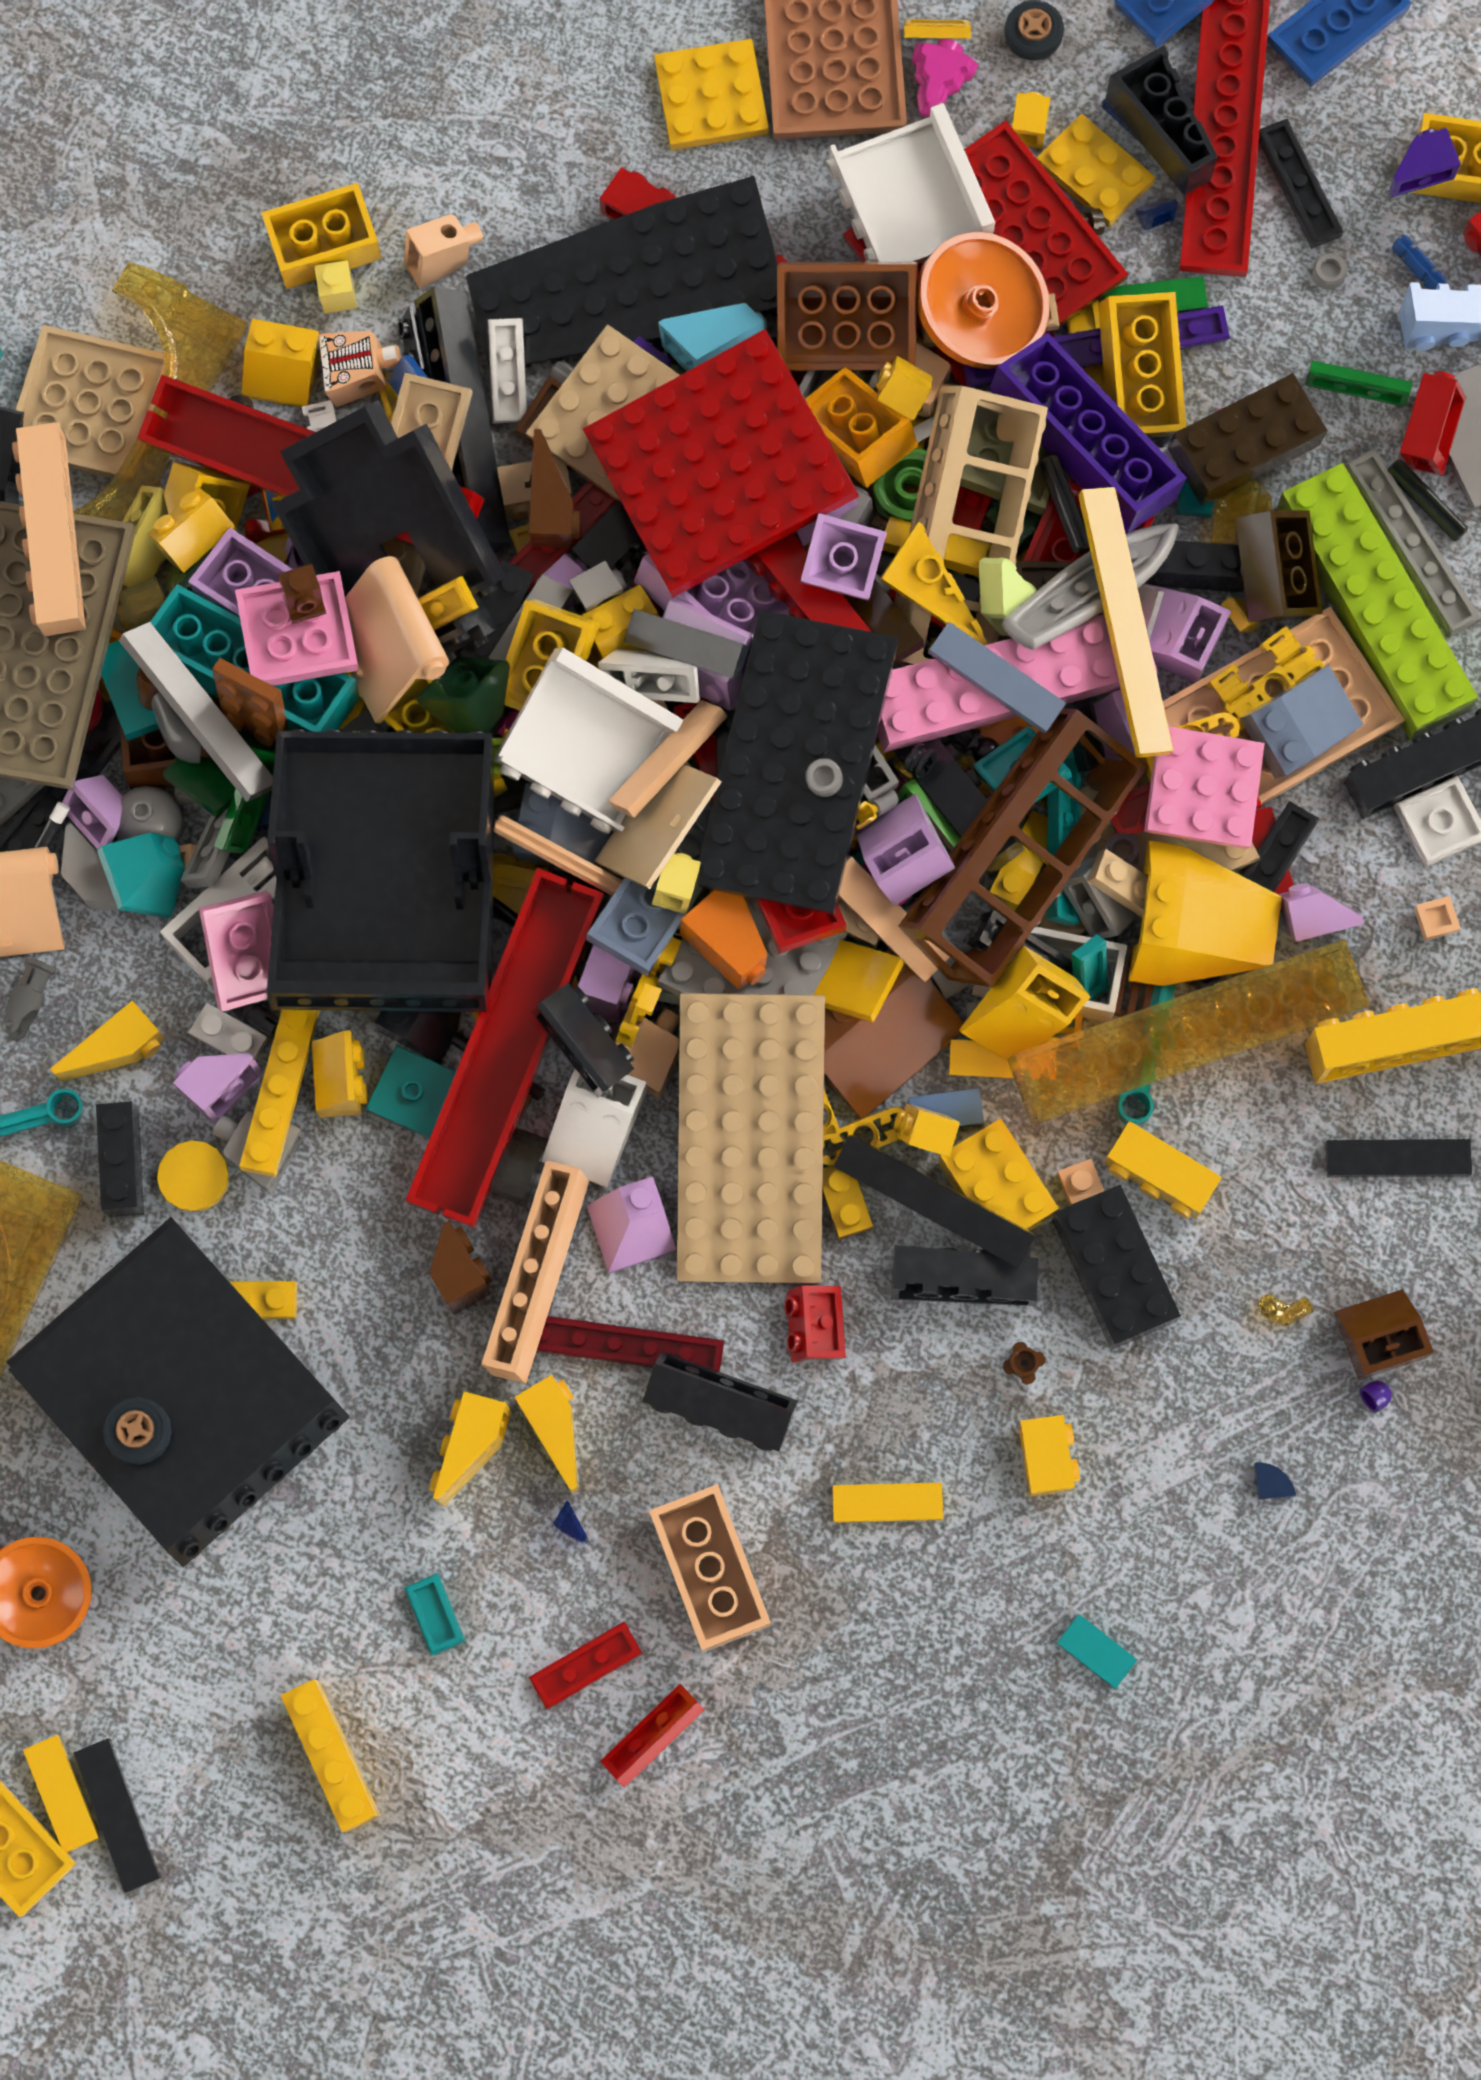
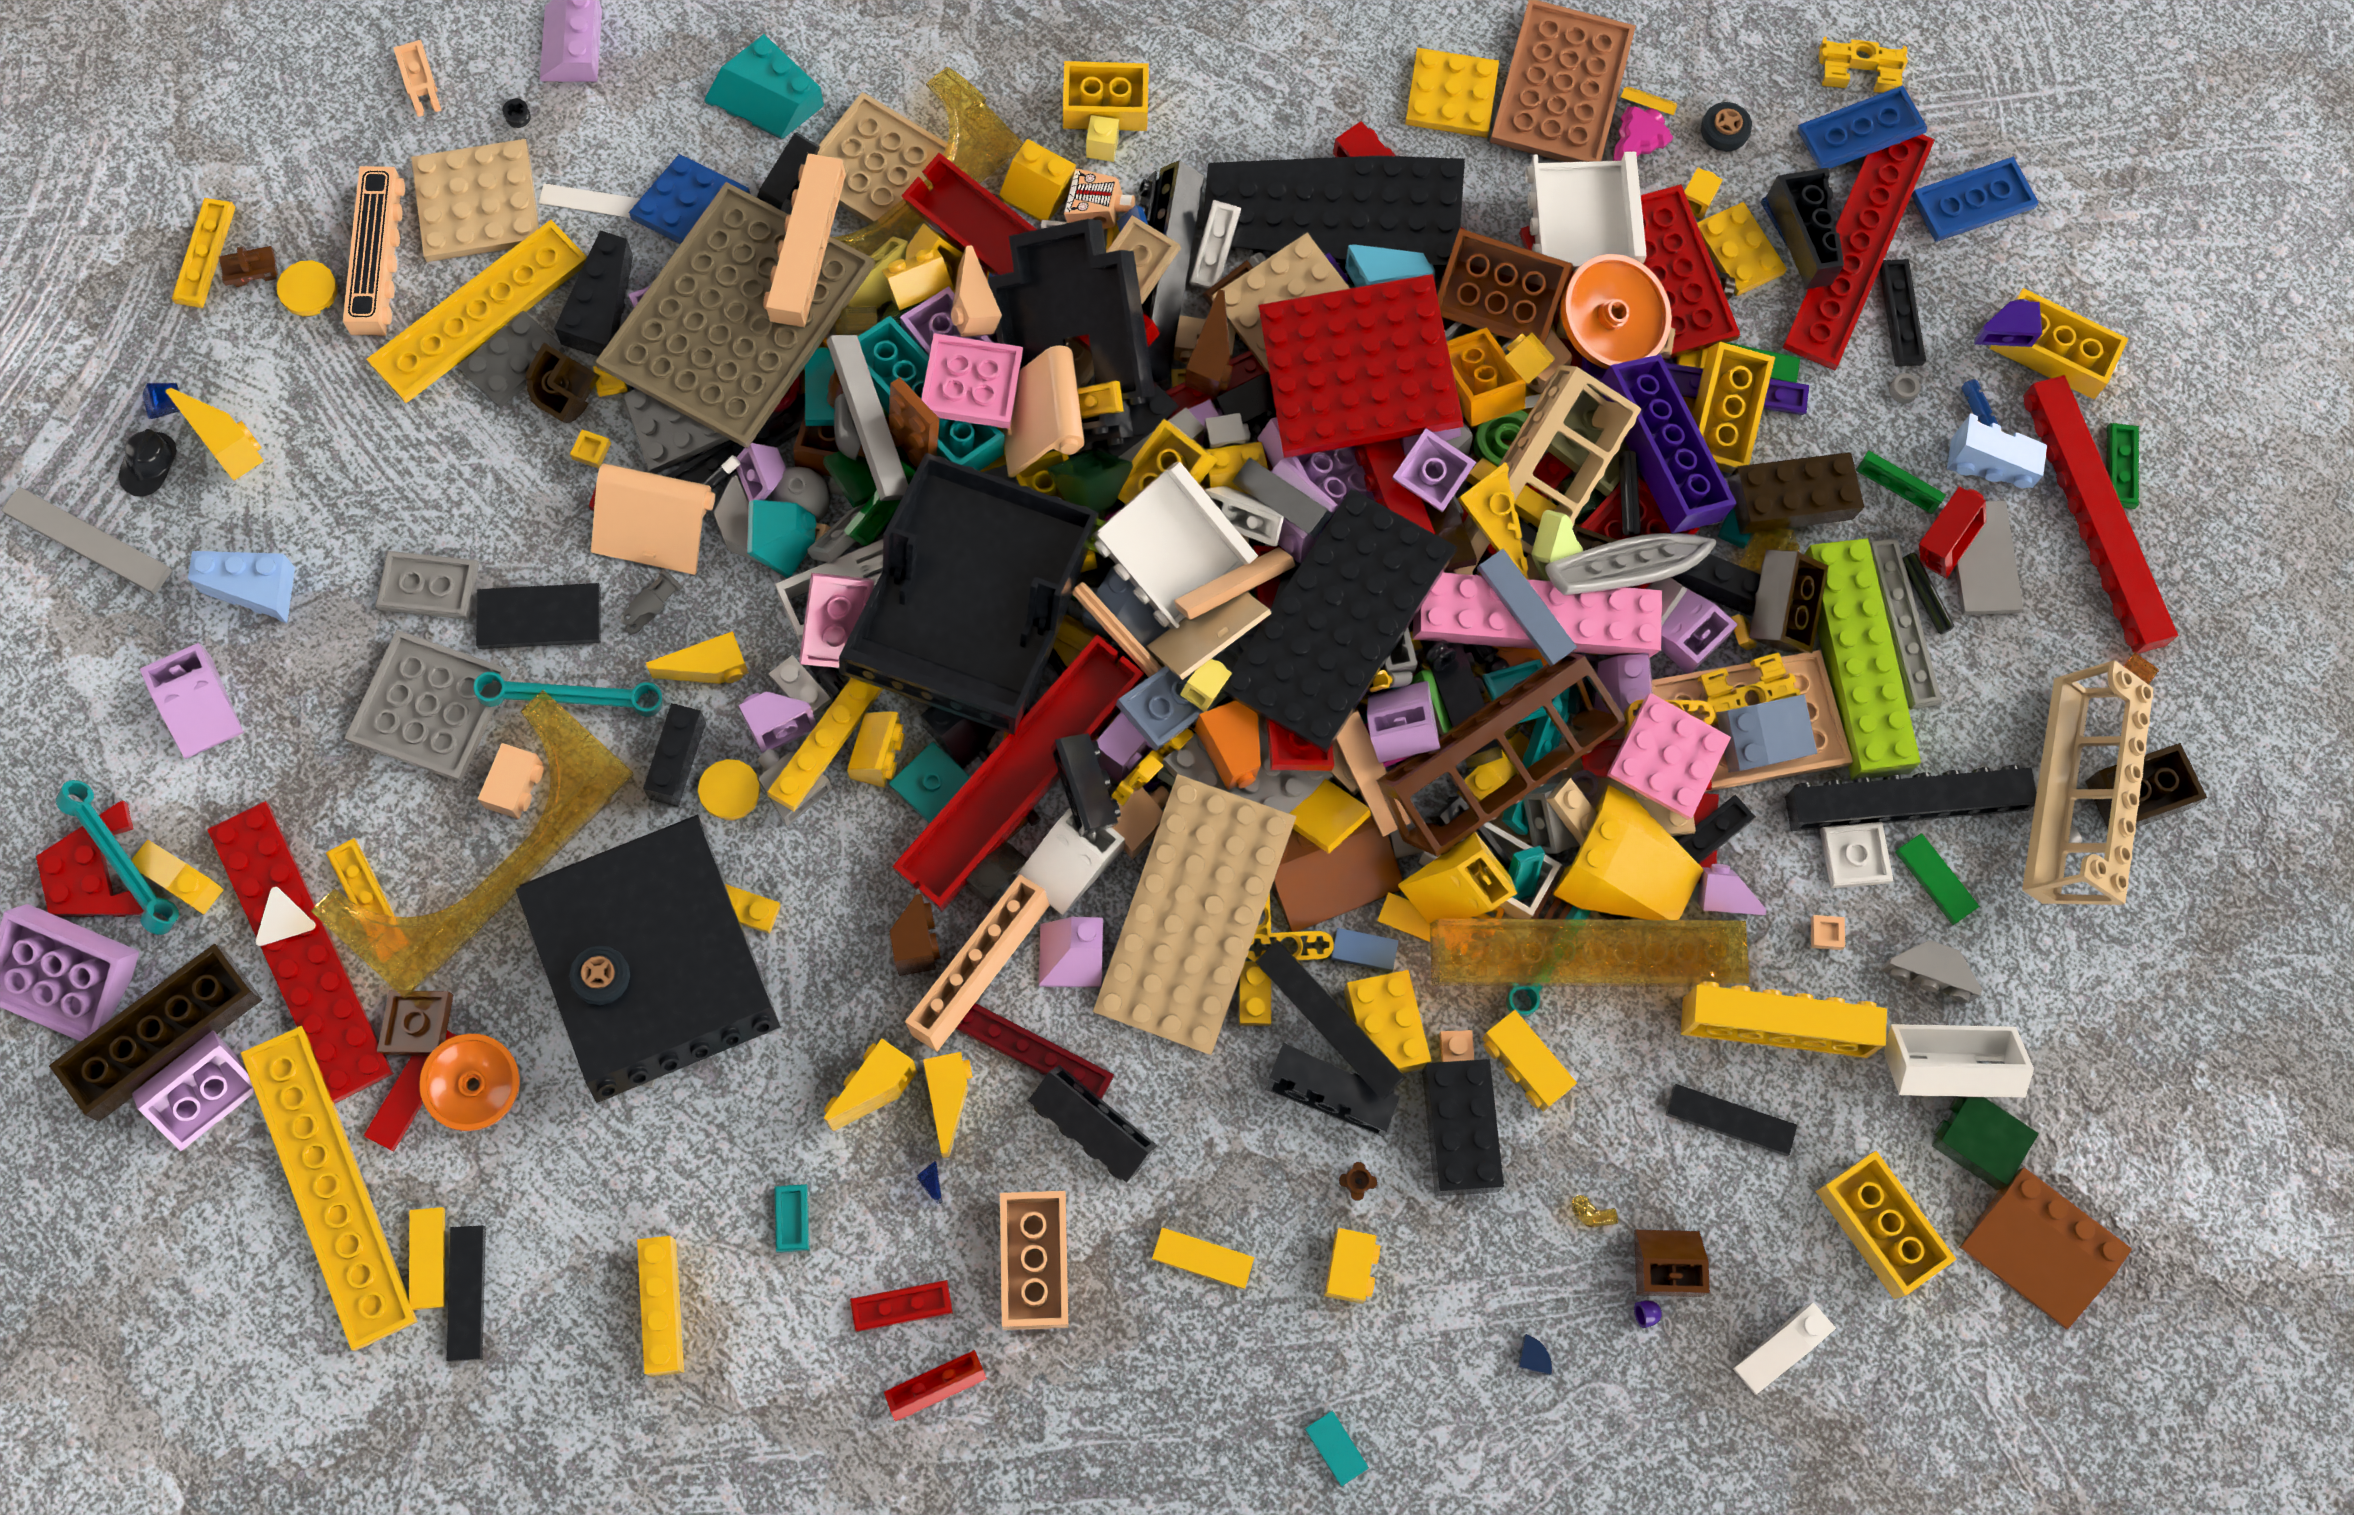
camera: 10 degrees right, 5 degrees down
(265, 538) = (973, 304): none -> light nougat slope
(302, 593) = (985, 352): reddish brown brick -> none
(438, 248) = (1194, 135): light nougat torso -> none
(815, 1323) = (1194, 1086): red bracket -> none
(824, 777) = (1357, 637): light grey tile -> none
(926, 1129) = (1342, 957): yellow brick -> none
(1125, 622) = (1648, 601): tile -> none
(1157, 213) = (1779, 298): clear blue slope -> none

